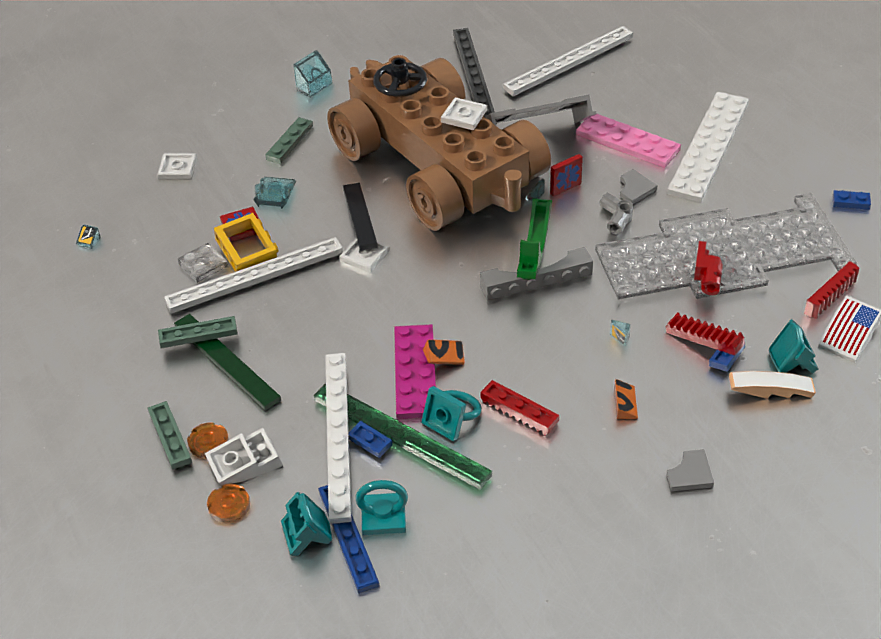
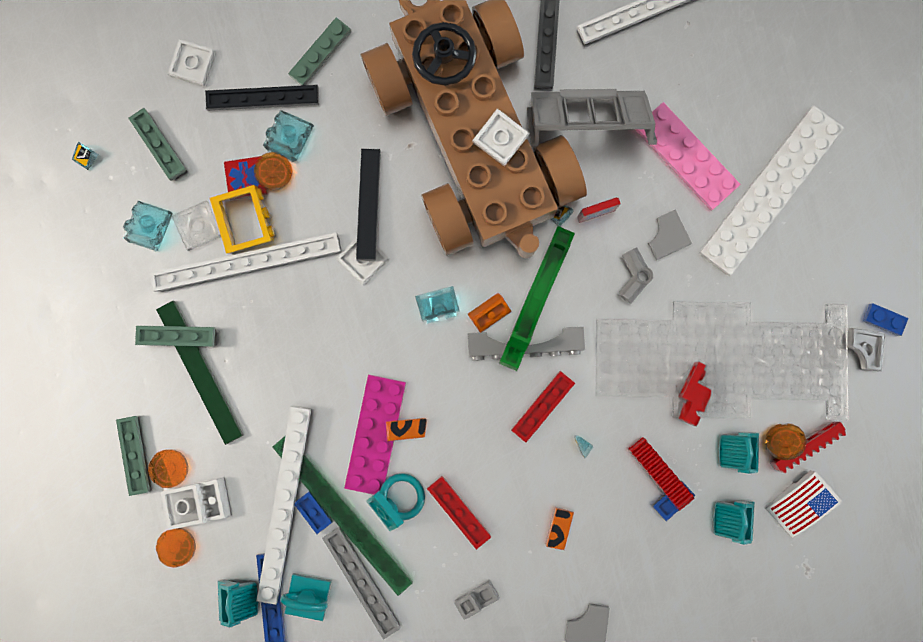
camera: 15 degrees right, 40 degrees up
(154, 270) = (147, 225): none -> clear light blue slope
(156, 217) = (157, 144): none -> sand green plate
(245, 174) = (262, 97): none -> black tile
(268, 213) = (272, 171): none -> clear orange tile
(438, 486) = (361, 583): none -> light grey plate
(444, 259) = (437, 304): none -> clear light blue slope
(500, 260) = (489, 312): none -> orange slope
(565, 476) = (476, 600): none -> light grey slope
(570, 314) = (543, 406): none -> red gear
(766, 383) = (700, 551): slope -> none
(770, 300) = (740, 452): none -> teal piece
(811, 286) = (785, 441): none -> clear orange tile
(846, 216) = (868, 347): none -> light grey tile

